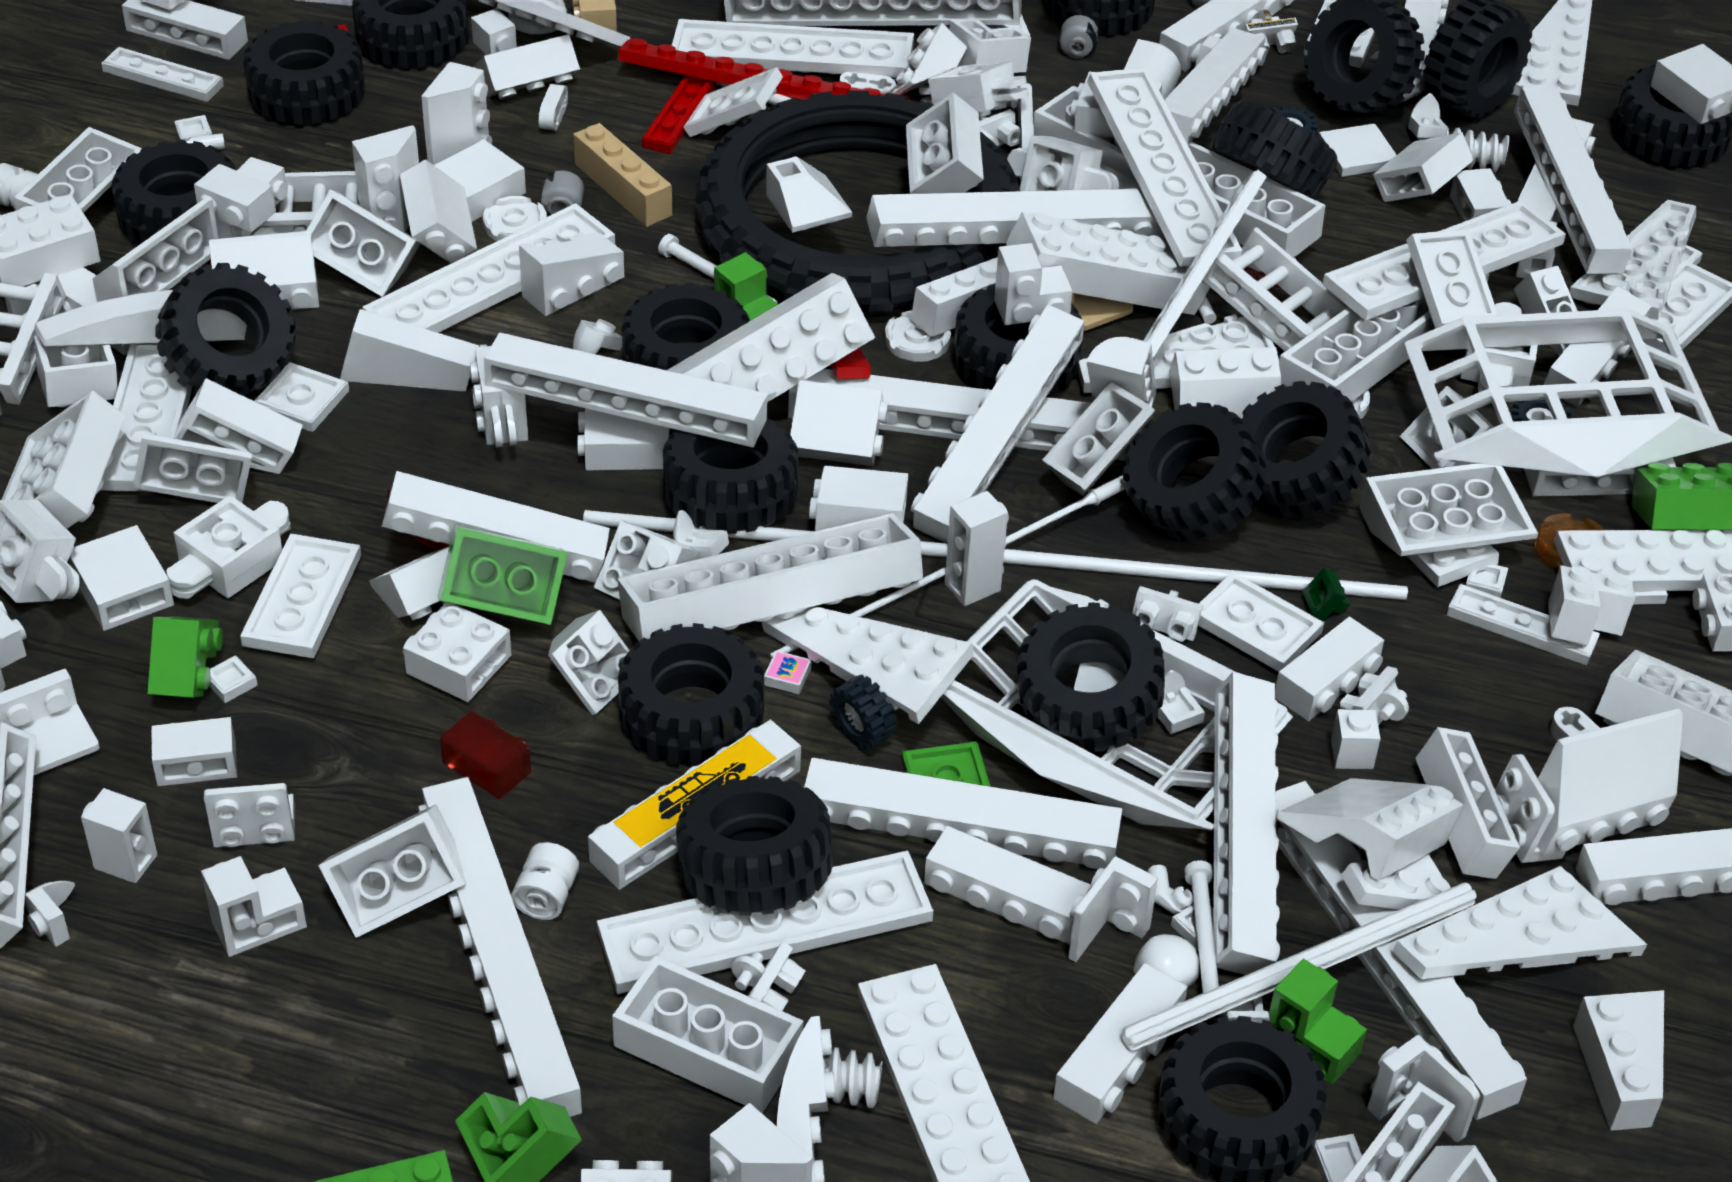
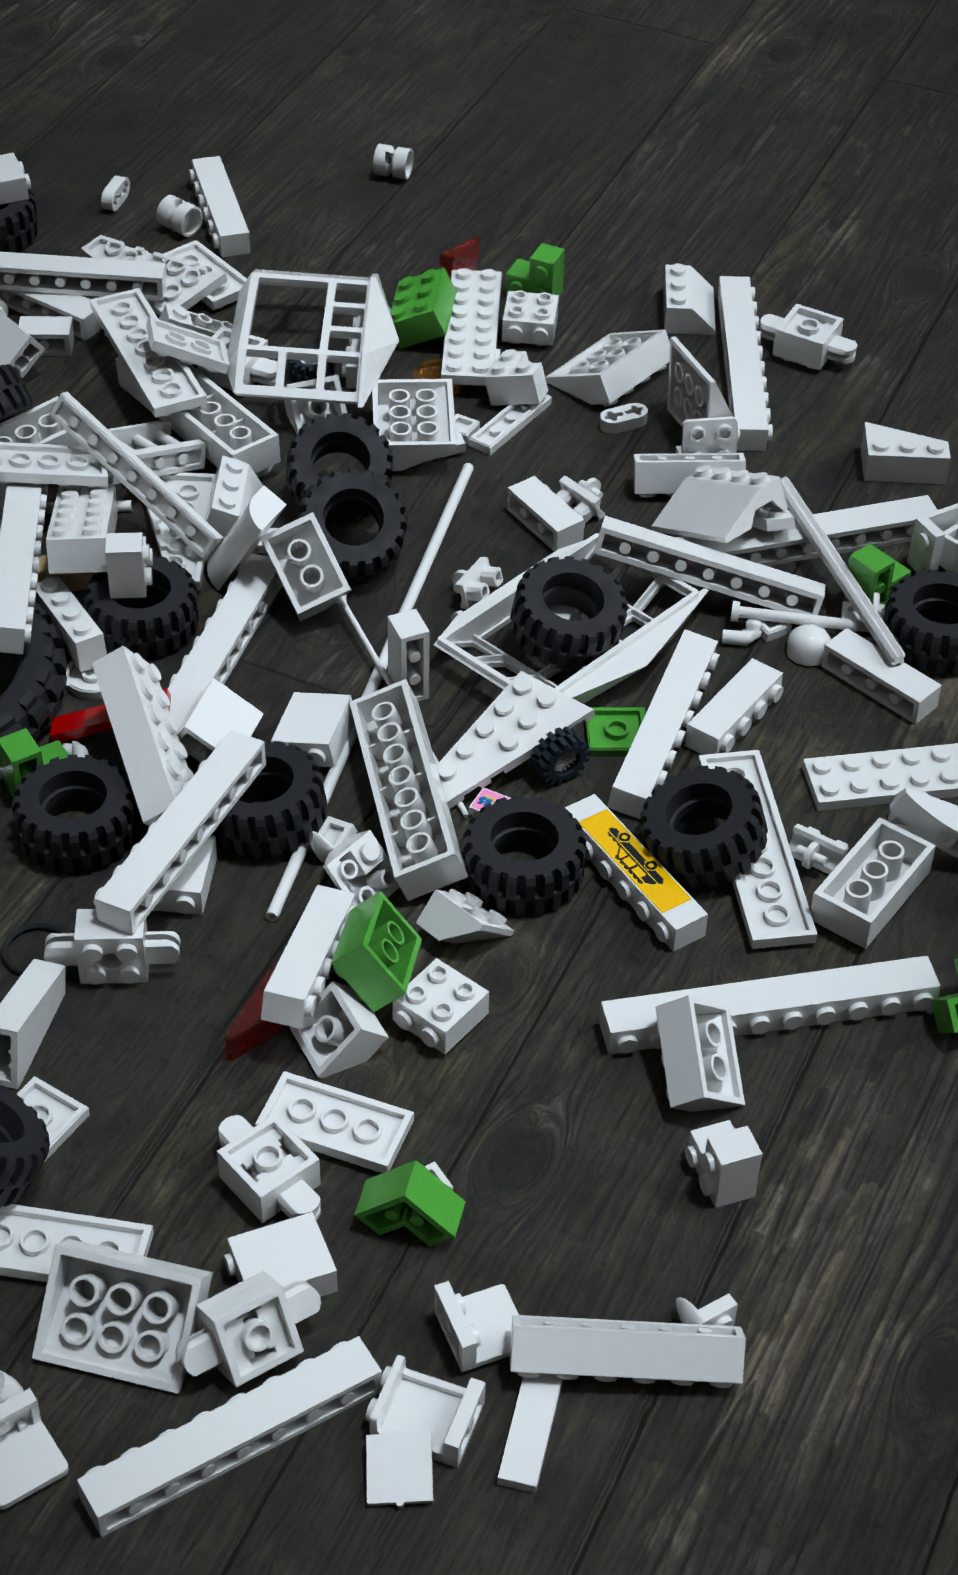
camera: 80 degrees left, 0 degrees up
(119, 835) = (641, 1250): white brick -> none
(191, 469) = (153, 1188): white slope -> none
(194, 751) = (527, 1206): white brick -> none
(237, 423) = (101, 1156): white wedge -> none
(250, 814) = (613, 1164): white bracket -> none
(486, 754) = (561, 998): clear red brick -> none
(545, 881) = (709, 967): white wheel -> none
(592, 336) = (37, 883): white plate -> none
(1000, 420) = (260, 619): white brick -> none
(1116, 895) = (776, 652): white bracket -> none
(1258, 621) = (493, 536): white plate -> none
(1325, 595) = (469, 501): dark green tile -> none
(1355, 739) = (620, 506): white brick -> none
(1528, 925) = (808, 472): white wing -> none
(1595, 360) = (222, 295): white brick -> none

